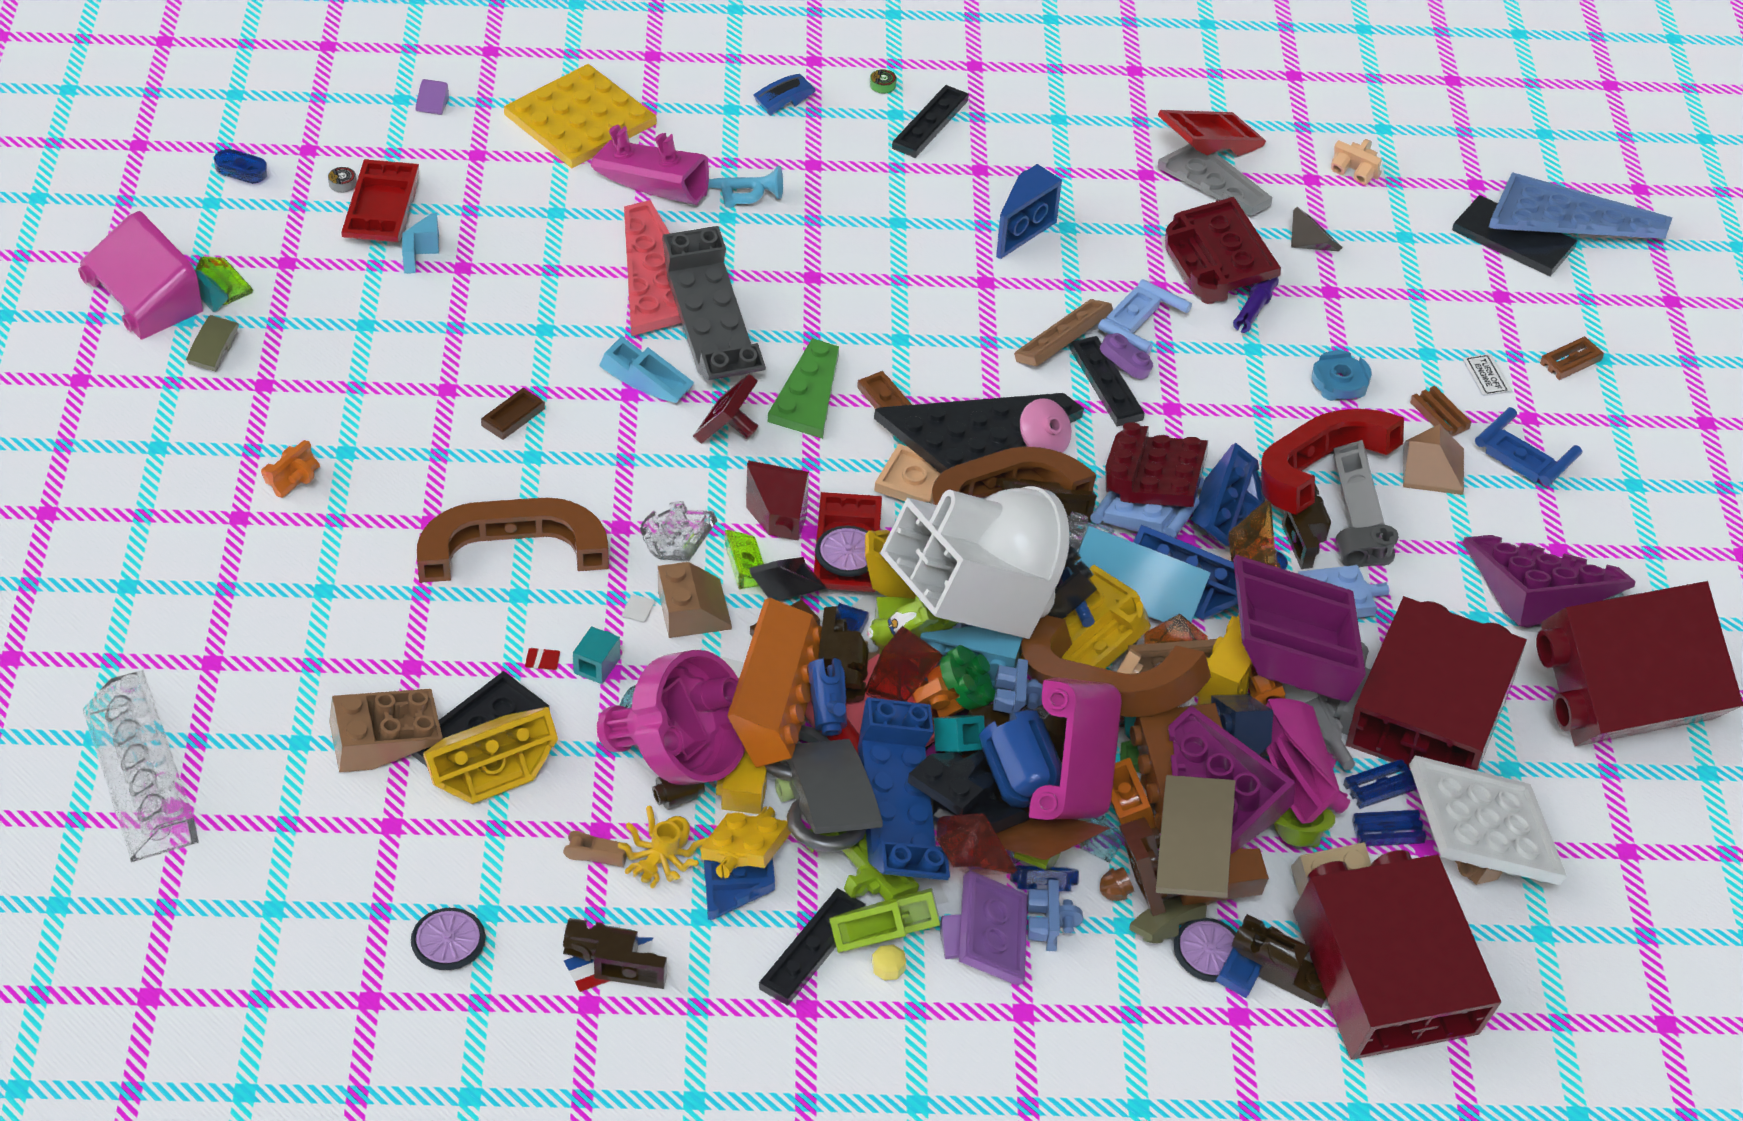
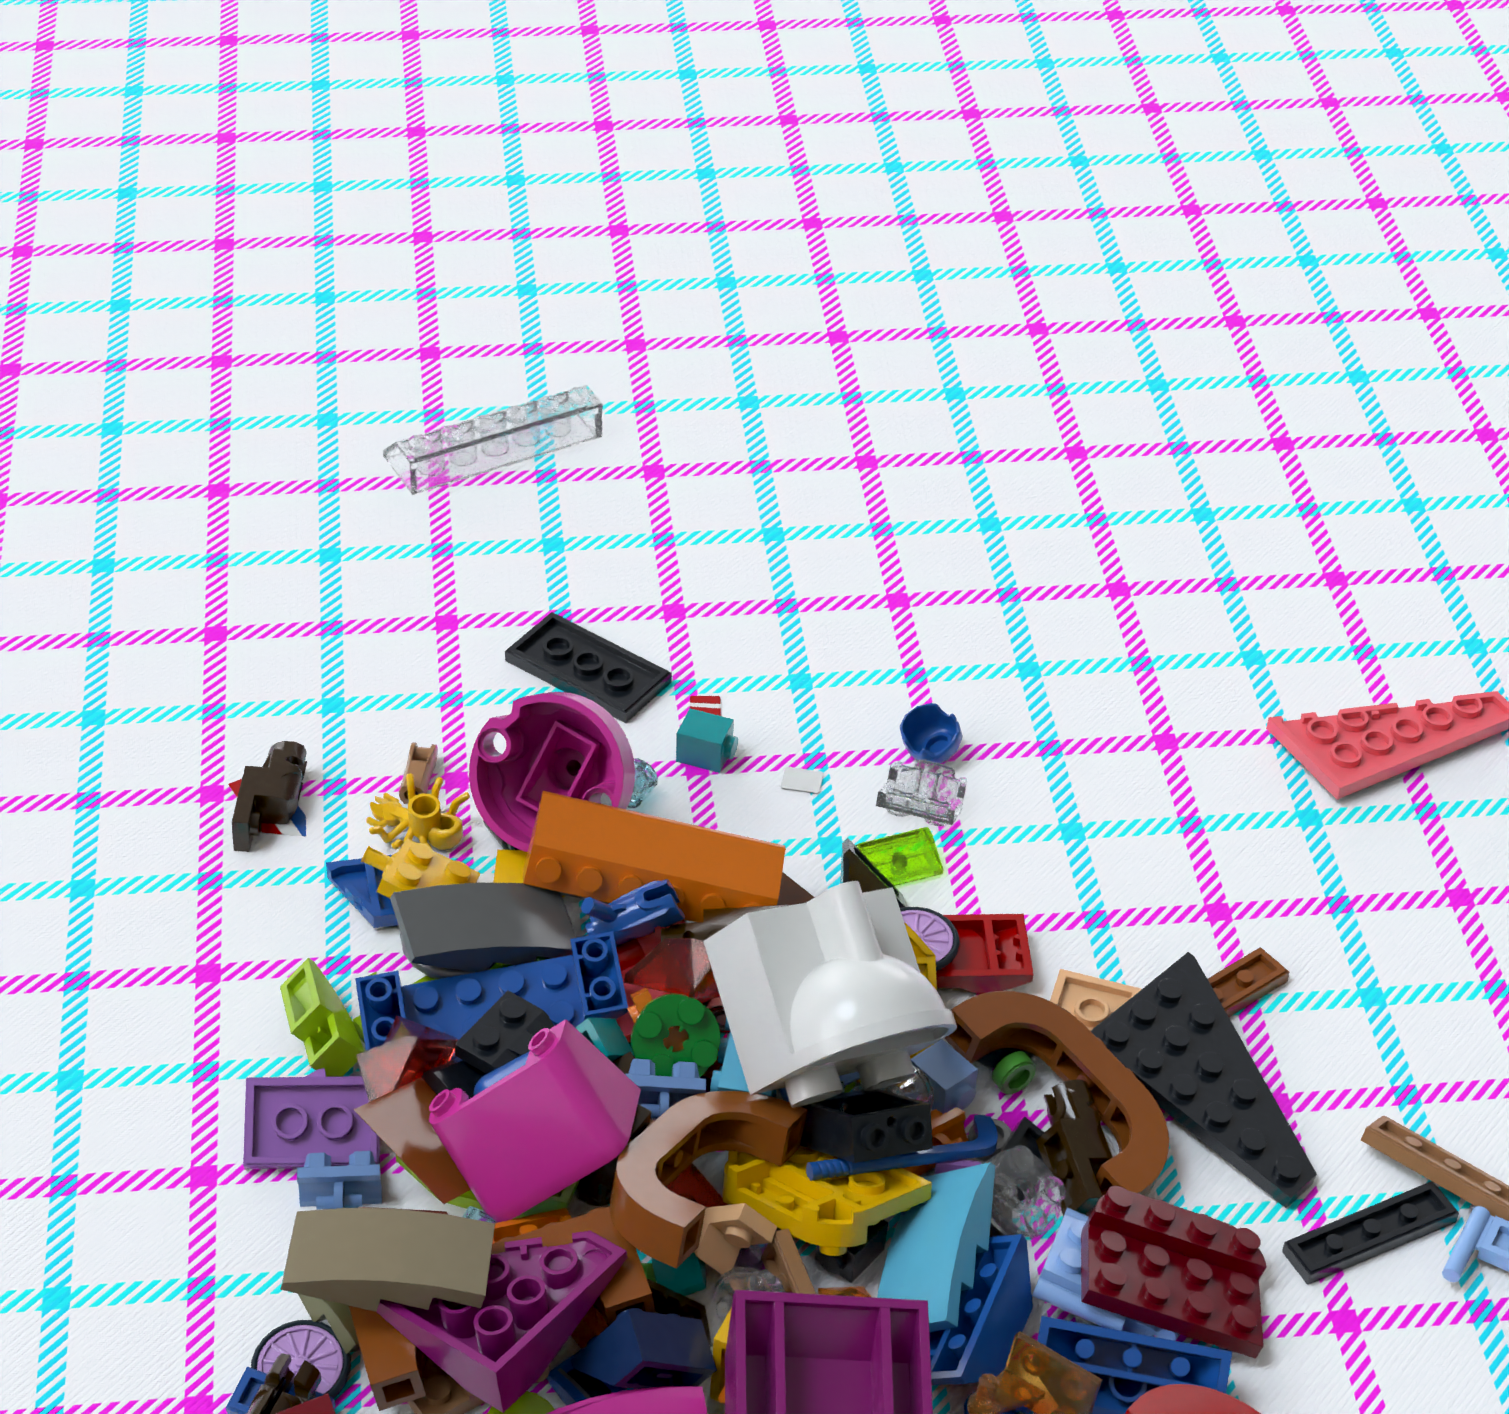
camera: 85 degrees right, 5 degrees down
(144, 276) = (1179, 332): dark pink windscreen -> none
(211, 292) = (1195, 381): teal slope -> none
(211, 342) = (1126, 397): olive slope -> none
(225, 276) = (1230, 397): clear neon green slope -> none
(240, 166) = (1420, 381): clear blue plate -> none
(294, 467) = (937, 478): orange hips -> none
(342, 179) = (1441, 461): tile -> none
(381, 201) = (1408, 492): red slope -> none
(382, 727) = (562, 579): medium nougat slope -> none
(420, 239) = (1360, 529): medium azure slope -> none
(448, 938) = (290, 674): lavender wheel -> none
(492, 755) = (518, 650): yellow wedge -> none
(506, 521) = (881, 610): dark orange arch -> none
(512, 413) = (1091, 642): reddish brown tile -> none
(619, 515) = (930, 733): none -> blue hair
(645, 371) = (1198, 740): medium azure slope -> none
(691, 600) = (810, 811): medium nougat slope -> none
(709, 304) = (1323, 779): dark grey slope -> none
(727, 411) = (1138, 810): dark red tile -> none
(777, 498) = (985, 869): dark red slope -> none
(807, 393) = (1215, 898): bright green wing -> none
(807, 950) = (278, 959): black tile -> none
(888, 962) = (269, 1036): light yellow tile -> none
(1029, 876) = (399, 1187): clear blue plate -> none
(1036, 426) = (1245, 1151): bright pink dish -> none
(1126, 356) = (1426, 1245): medium lavender plate -> none

